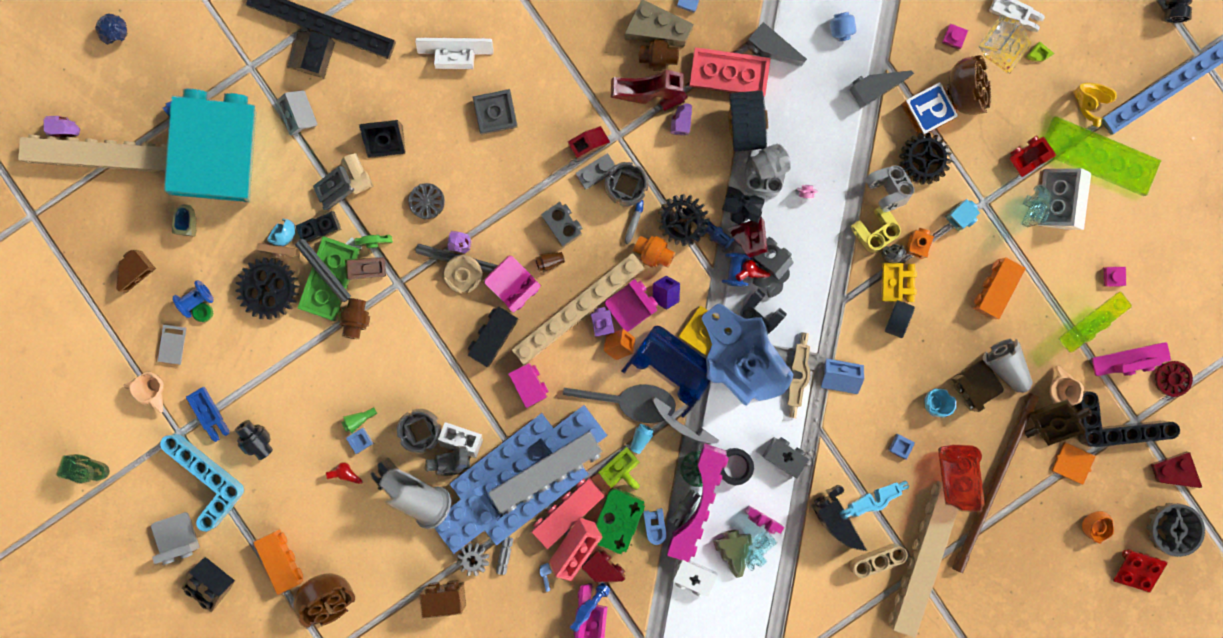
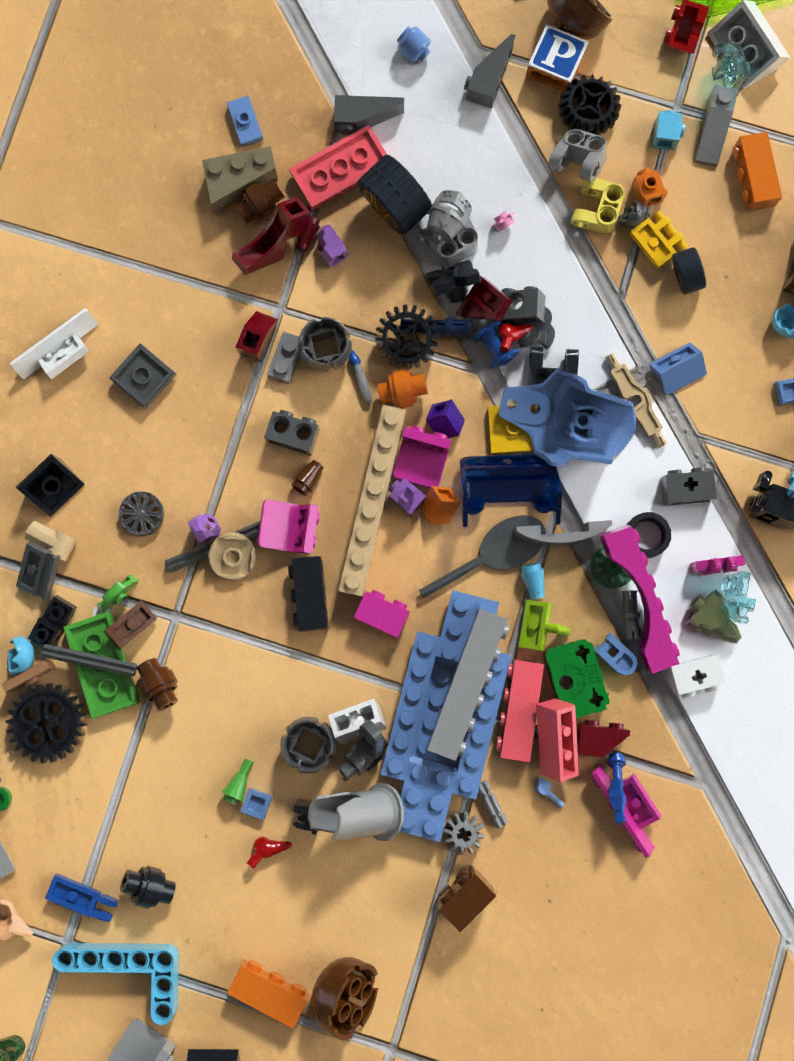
camera: 35 degrees left, 5 degrees down
(997, 236) = (715, 124): none -> light grey slope

